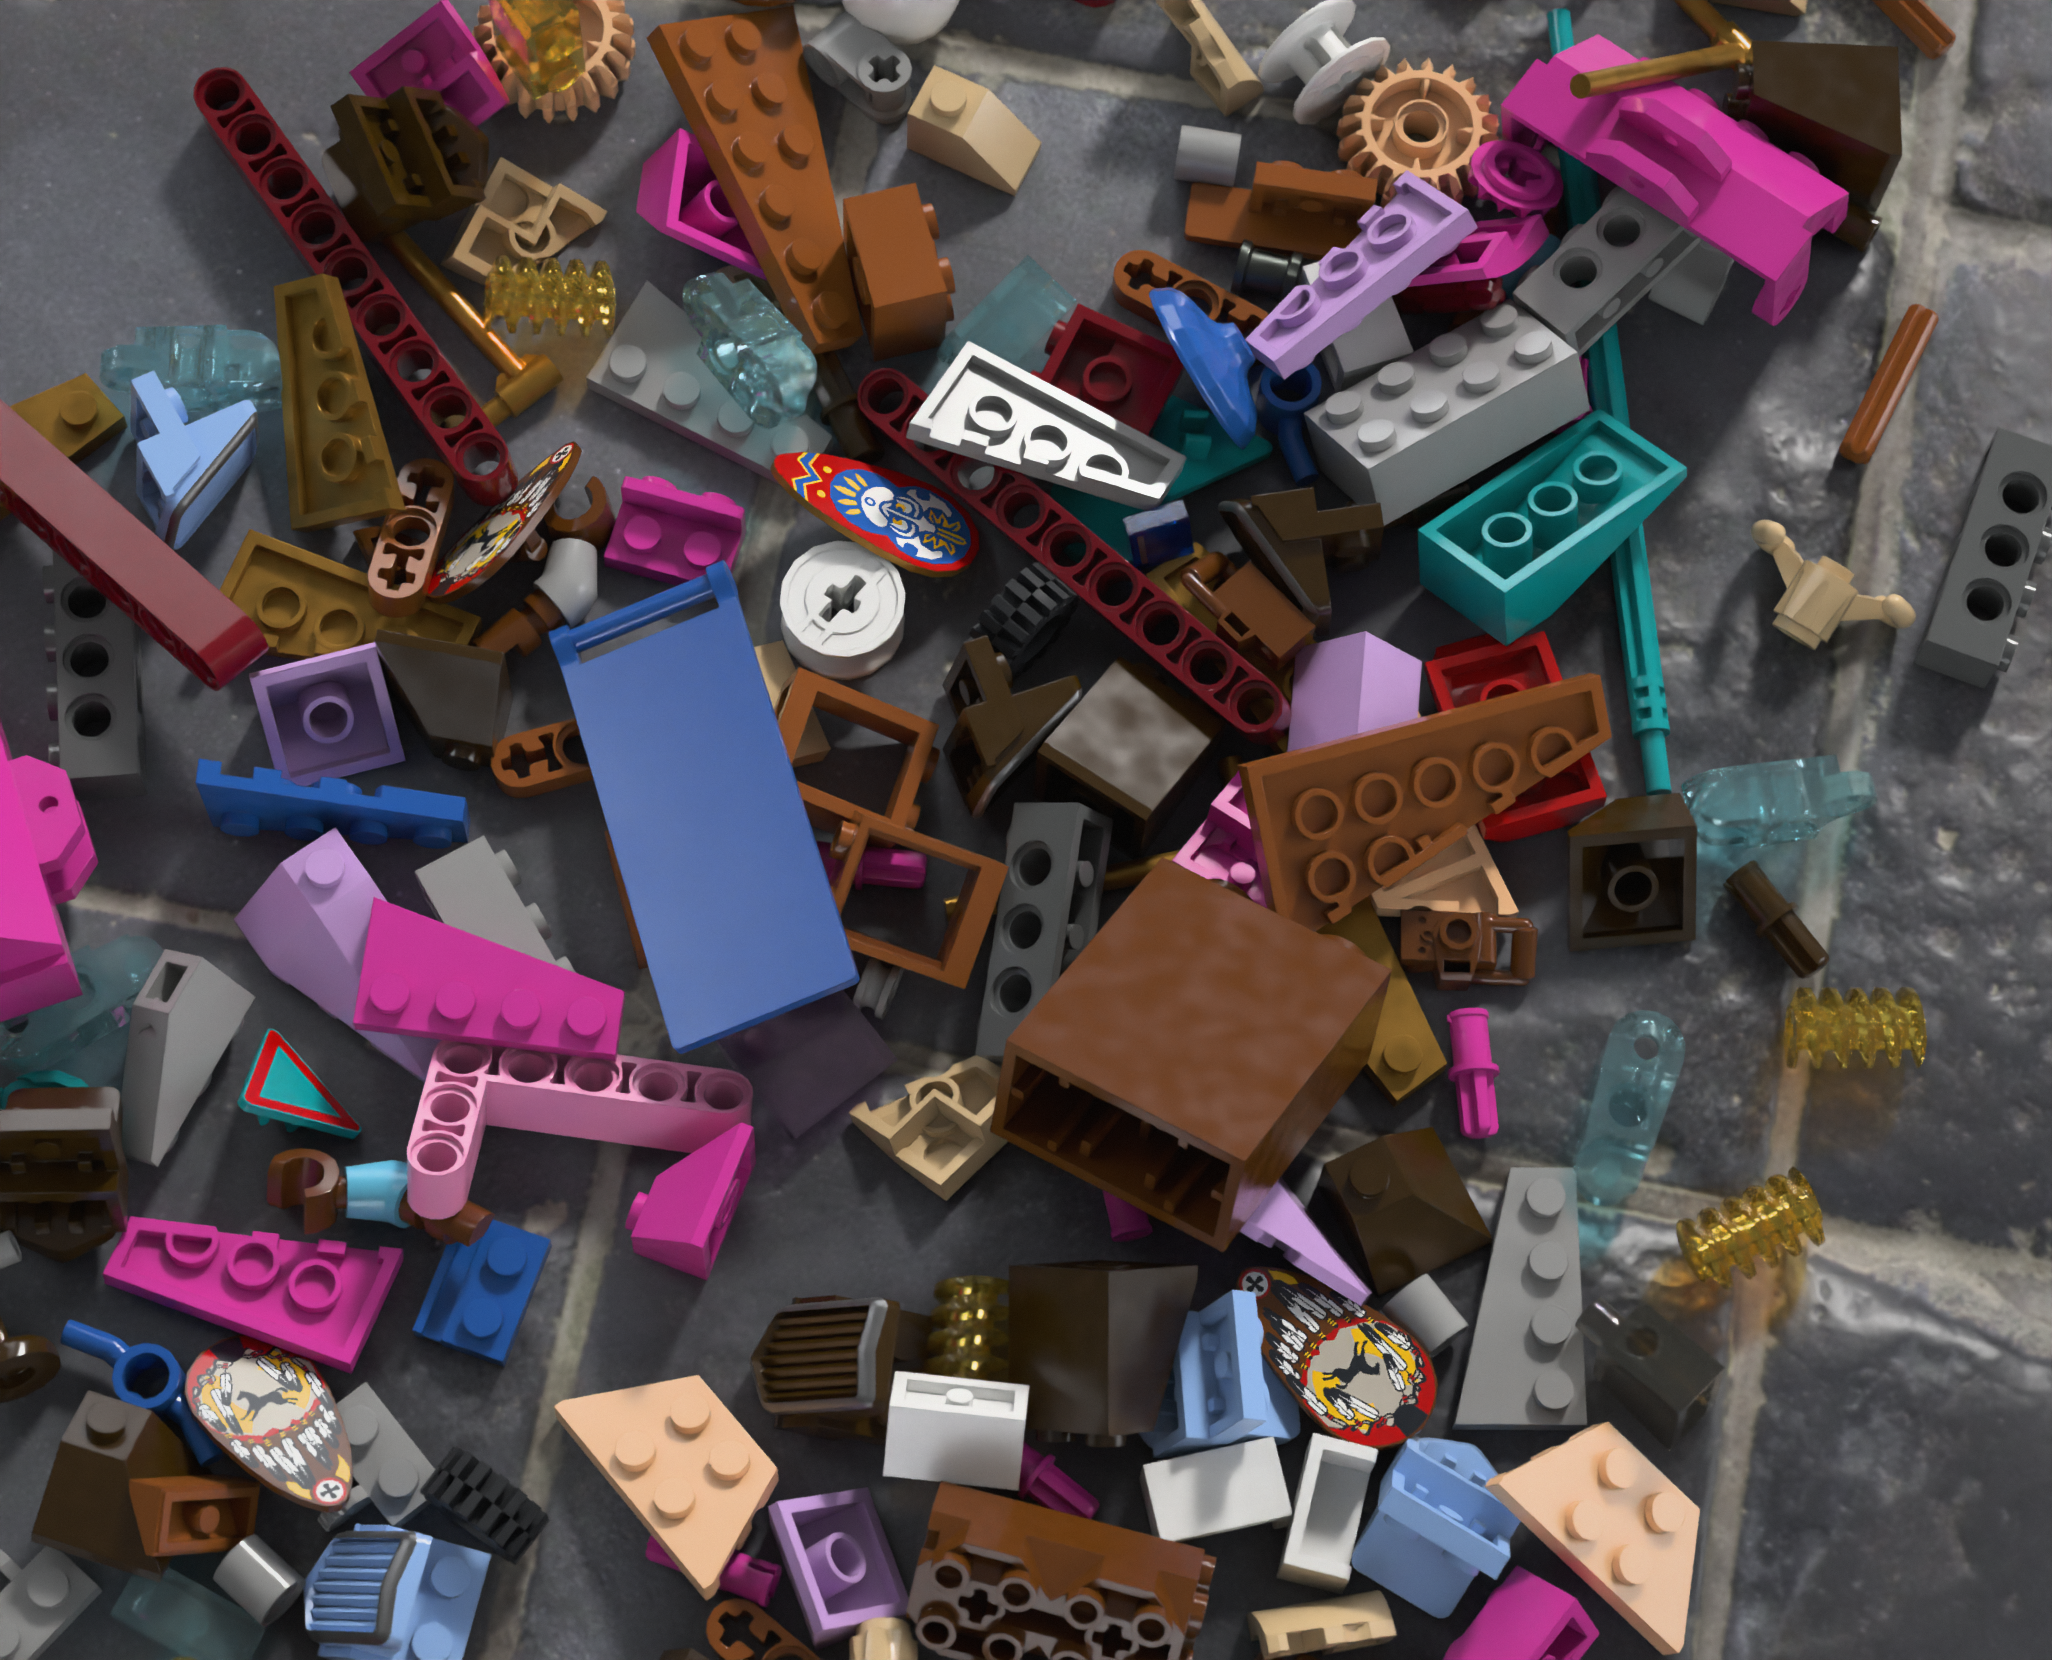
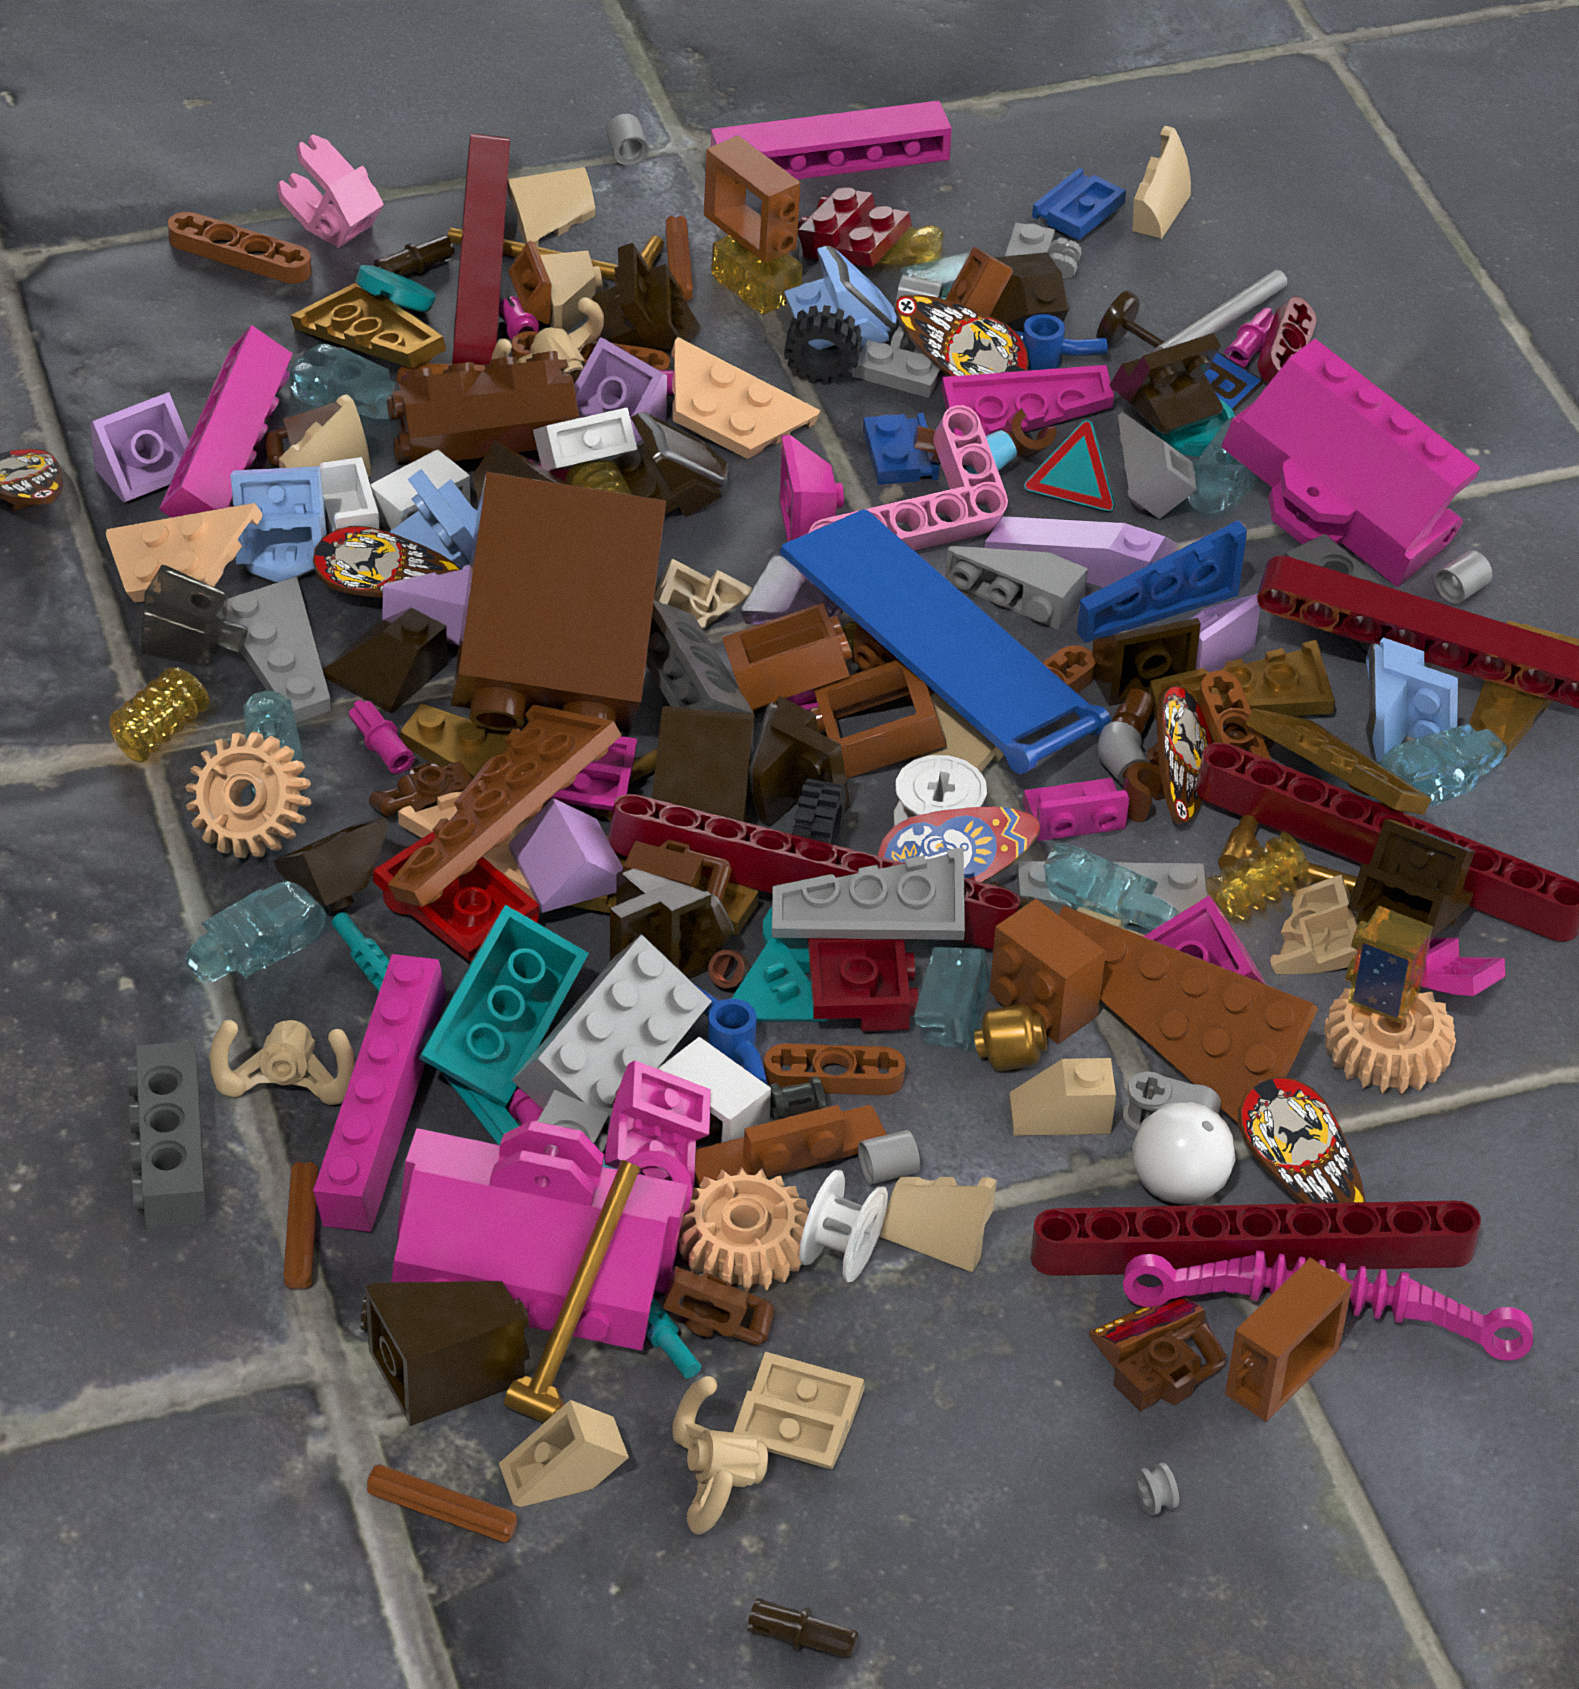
camera: 155 degrees right, 25 degrees down
(467, 989) = (1026, 515): dark pink wing -> none
(979, 236) = (1011, 1037): none -> pearl gold head
(1158, 535) = (759, 895): clear blue tile -> none
(1214, 359) = (799, 979): blue hat -> none
(1234, 484) = (722, 964): none -> copper hinge
(1355, 280) = (719, 1072): lavender wing -> none
(1426, 1315) = (342, 612): light grey beam -> none
(1488, 55) = (716, 1305): none -> reddish brown piece
(1708, 995) = (221, 788): none -> light nougat gear
(1738, 474) = (380, 1094): none -> dark pink brick
(1777, 920) = (219, 880): dark brown axle -> none
(1855, 1025) = (141, 830): clear yellow piece -> none

